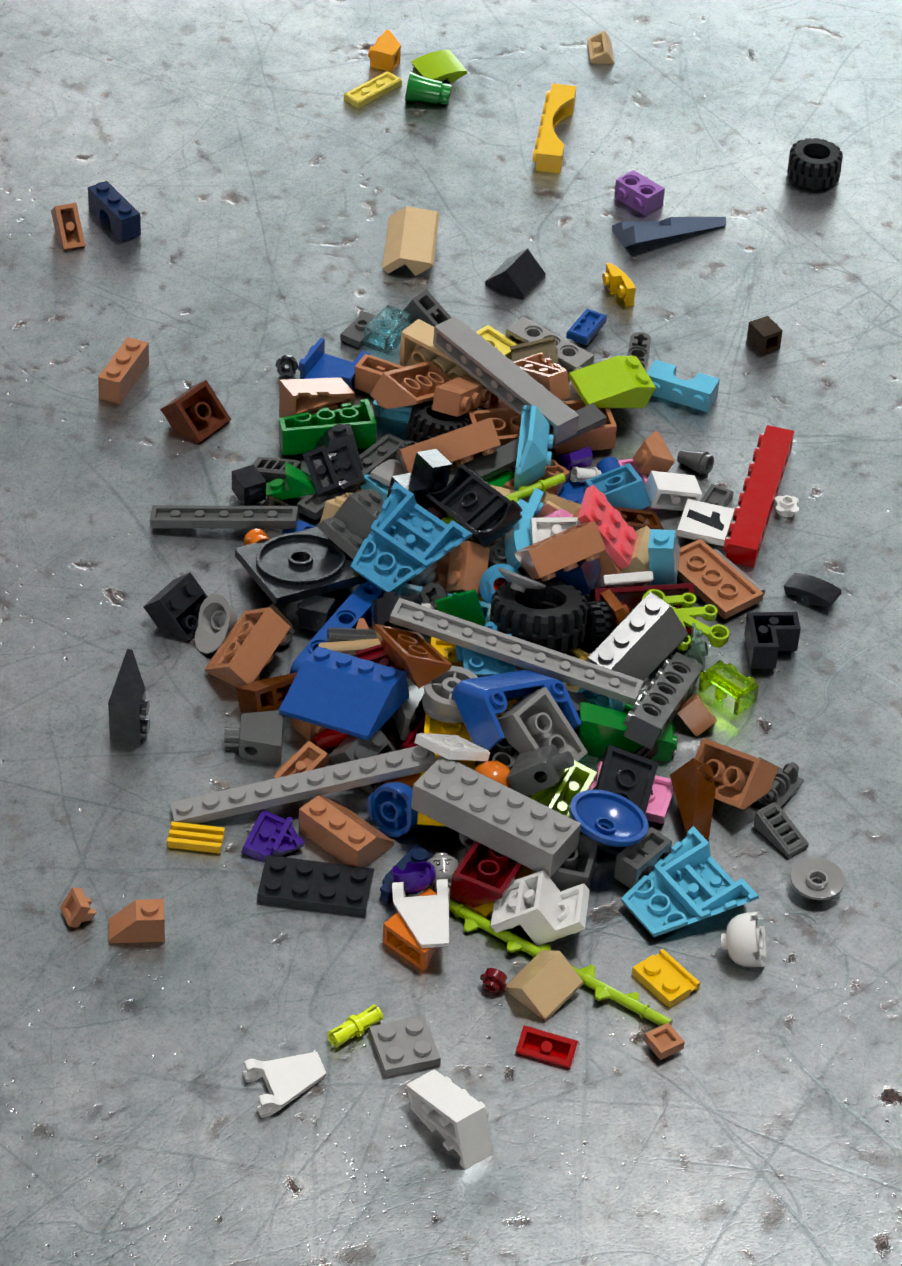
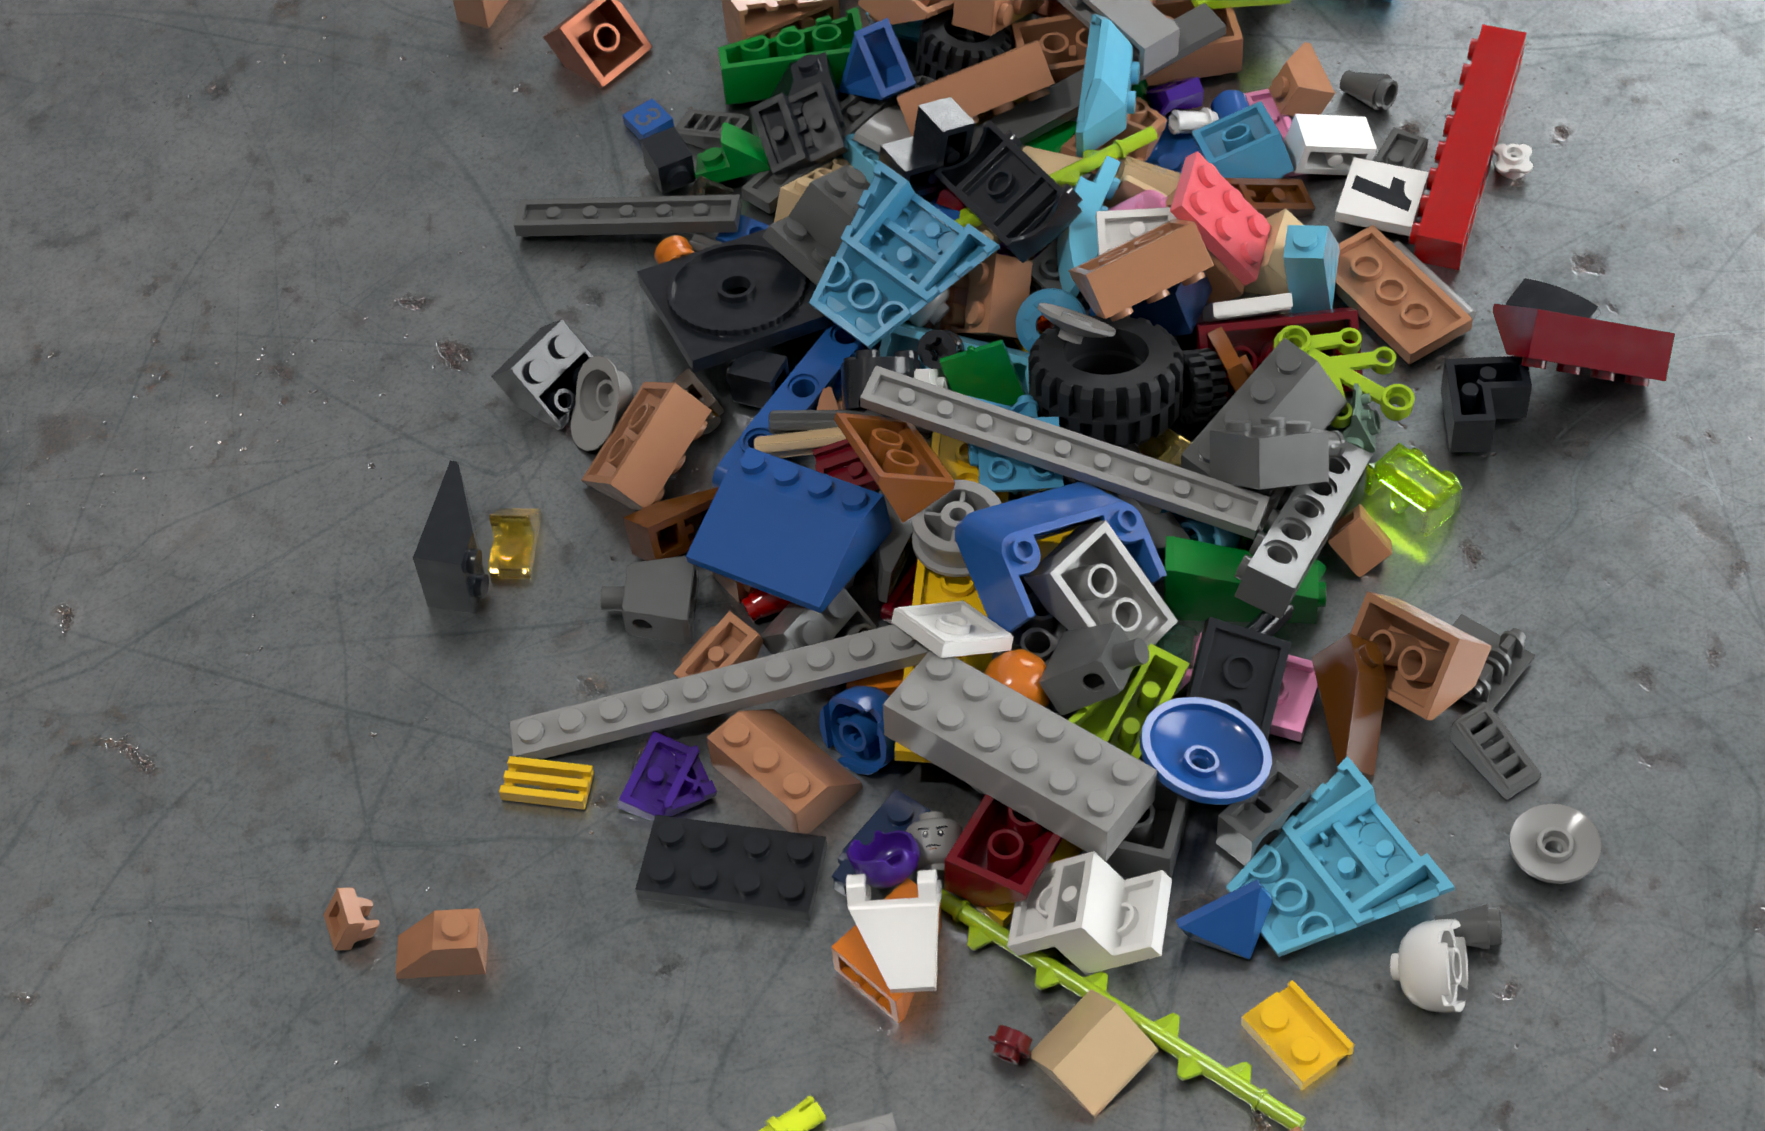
camera: 10 degrees right, 10 degrees up
(163, 704) = (513, 542): none -> clear yellow slope
(231, 461) = (647, 119): none -> blue tile
(382, 432) = (876, 64): none -> blue slope
(624, 915) = (1230, 921): none -> blue slope
(644, 655) = (1272, 453): none -> dark grey brick
(774, 922) = (1479, 926): none -> dark grey cone
(832, 605) = (1584, 343): none -> dark red slope

